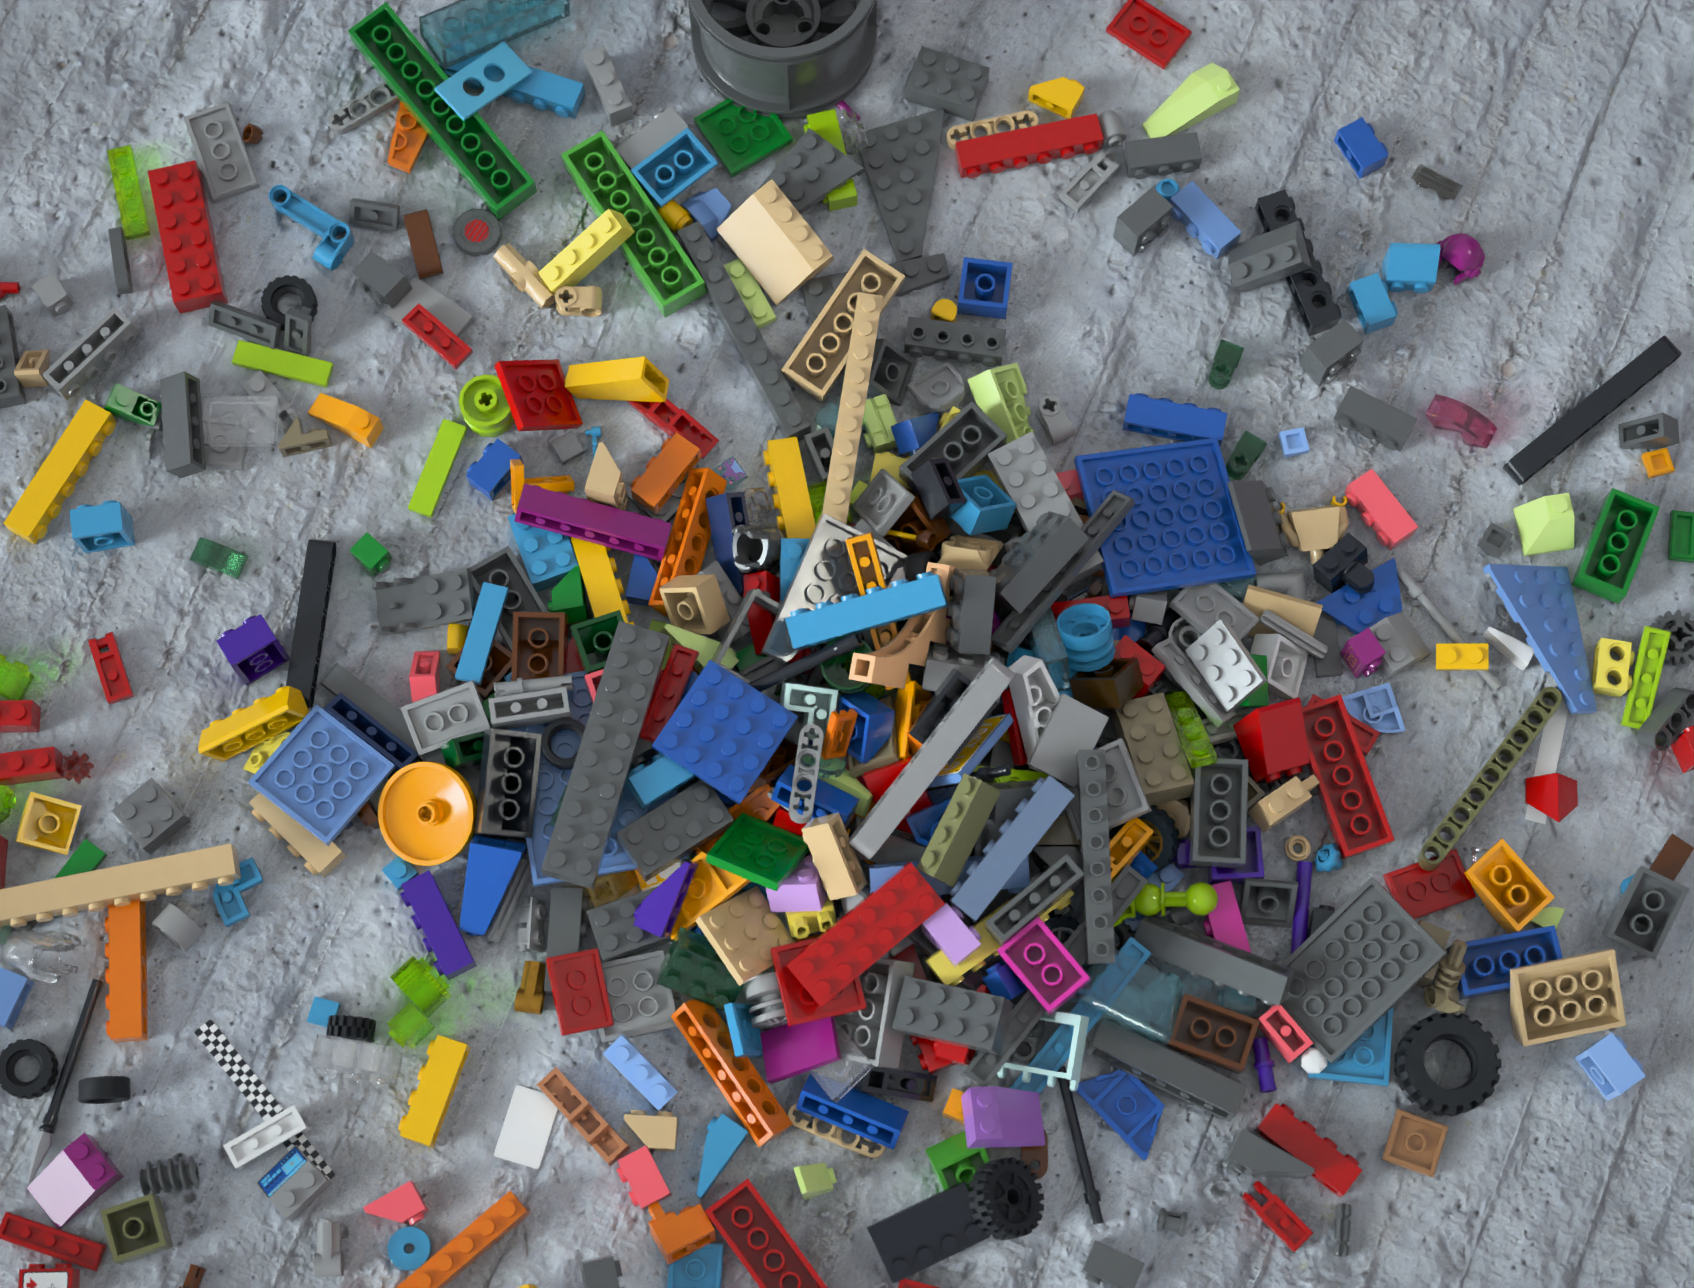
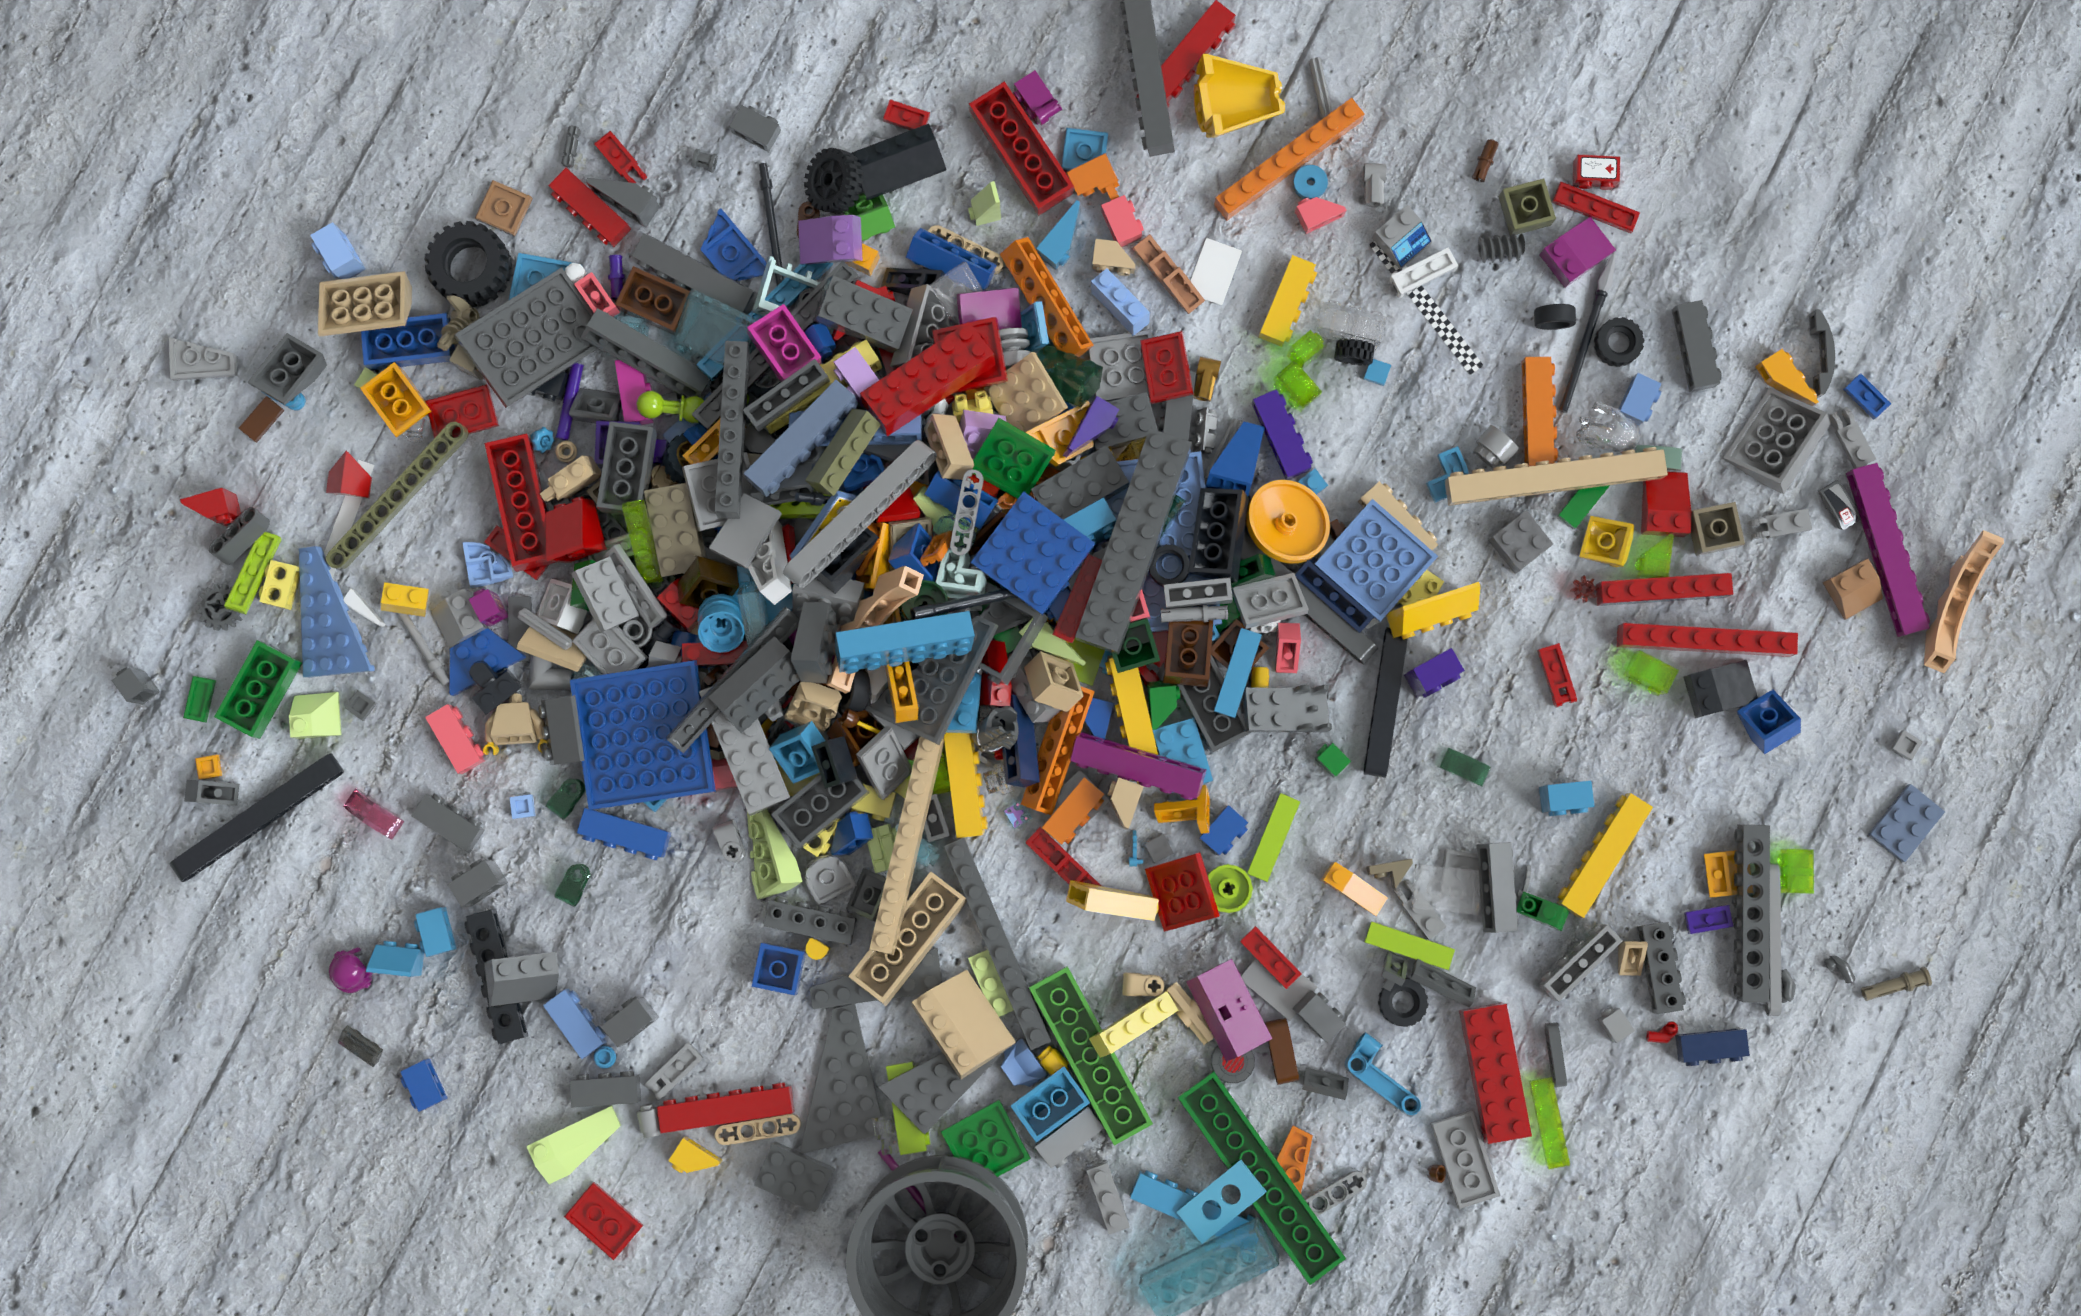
camera: 175 degrees left, 10 degrees up
(481, 277) = (1229, 1010): none -> brick

